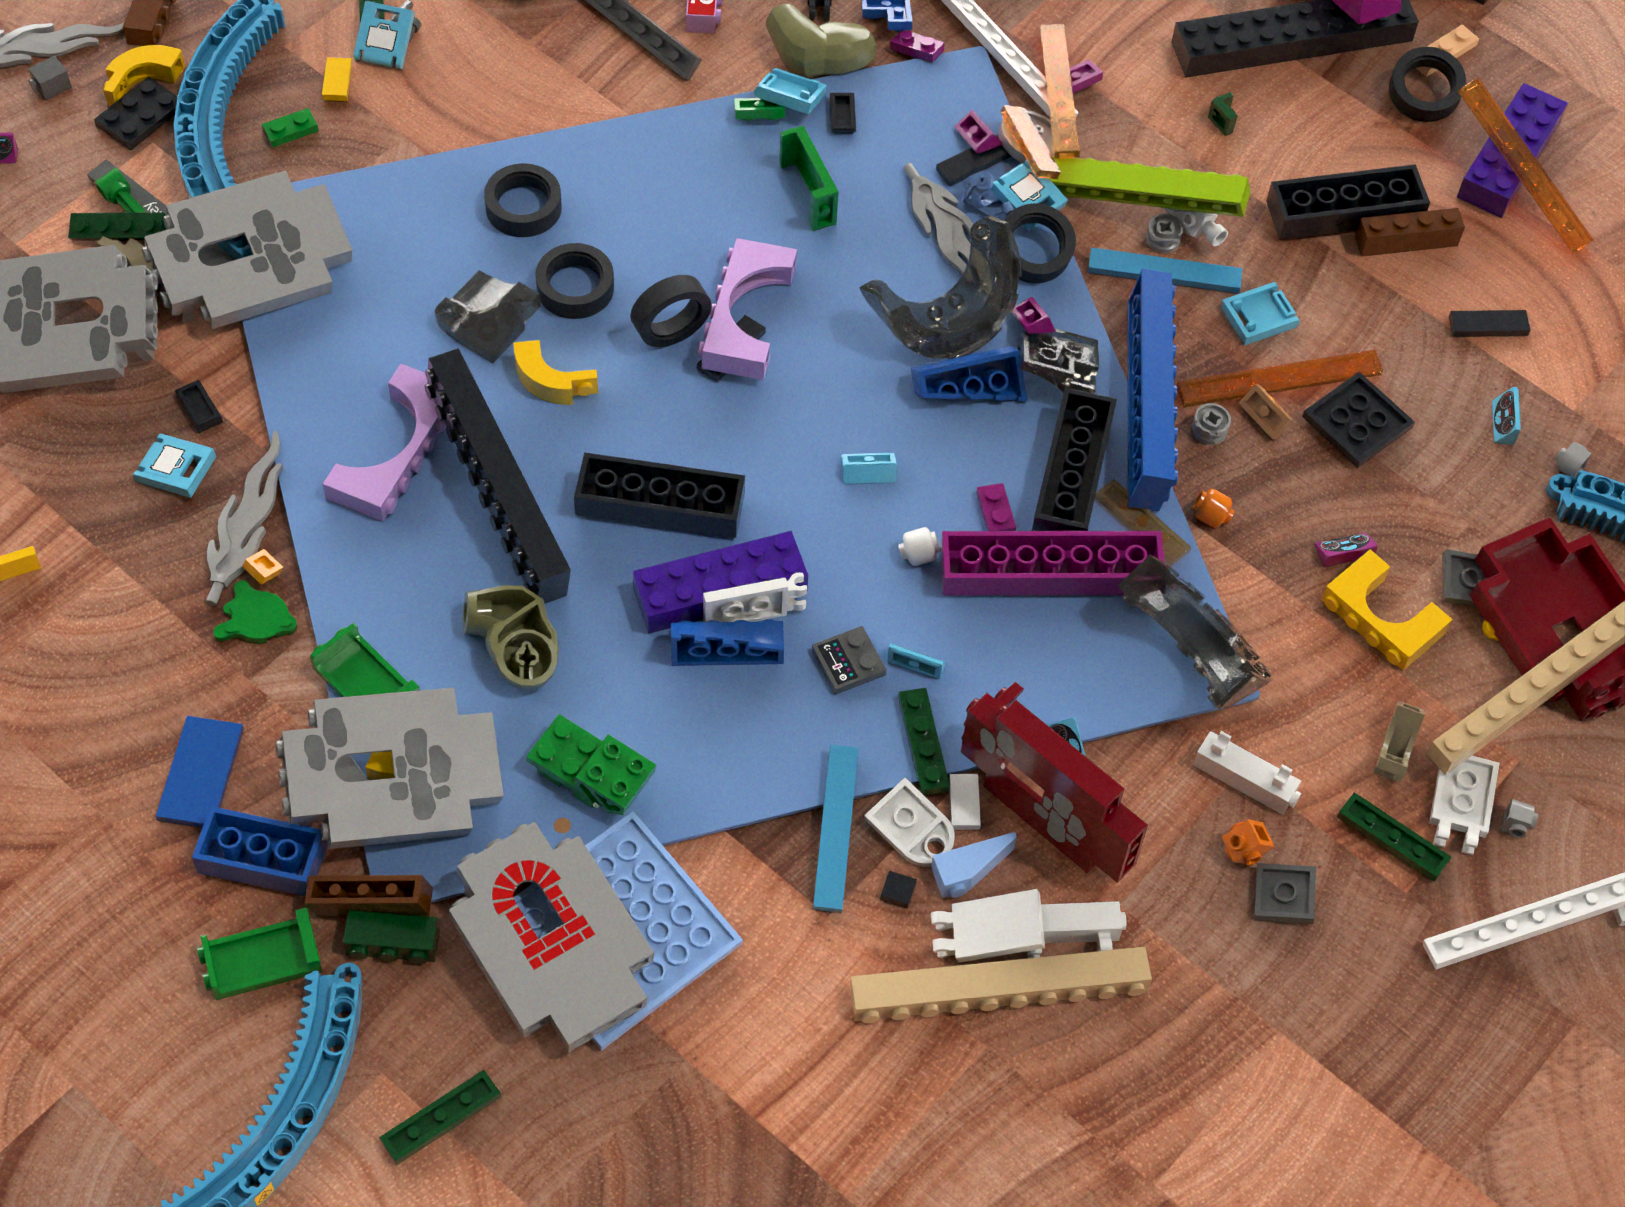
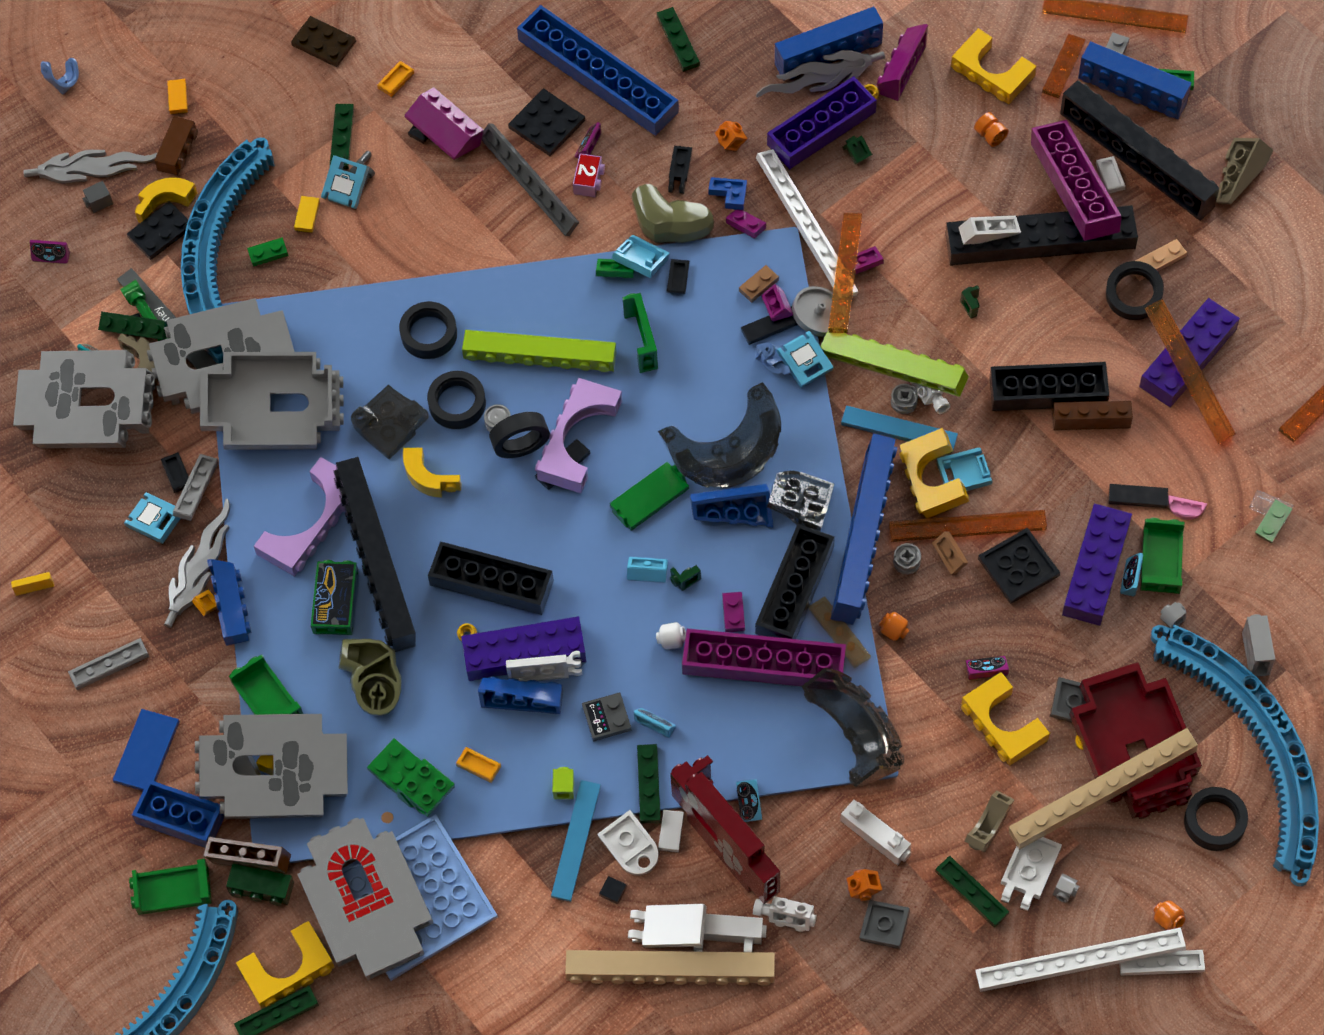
camera: 15 degrees right, 5 degrees up
(131, 661) = (108, 664): none -> light grey tile
(228, 420) = (195, 487): none -> light grey tile
(255, 616) = (196, 638): green tile -> none
(280, 305) = (239, 400): none -> light grey panel
(297, 560) = (229, 601): none -> blue wedge
(426, 1081) = (270, 989): none -> yellow arch
(445, 542) = (334, 597): none -> panel
(627, 295) = (494, 415): none -> light grey wheel
(633, 564) = (465, 628): none -> yellow plate
(676, 212) = (539, 350): none -> lime brick
(681, 740) = (478, 764): none -> light orange tile
(806, 752) = (563, 783): none -> lime brick
(854, 376) = (649, 495): none -> green brick
(924, 474) = (687, 578): none -> dark green bracket
(948, 113) = (758, 283): none -> medium nougat plate
(948, 220) = (730, 355): light grey piece -> none
(964, 867) = (662, 879): light blue slope -> none
(1030, 142) = (812, 317): clear orange tile -> none
(1033, 317) = (788, 462): magenta slope -> none
(1059, 226) = (818, 385): black tyre -> none
(1150, 893) = (790, 911): none -> white brick
(1226, 347) = (917, 455): none -> yellow arch
(1233, 21) = (986, 229): none -> white slope
(1460, 408) = (1097, 564): none -> dark purple brick
(1541, 390) = (1162, 555): none -> green panel
(1552, 333) = (1186, 508): none -> bright pink tile

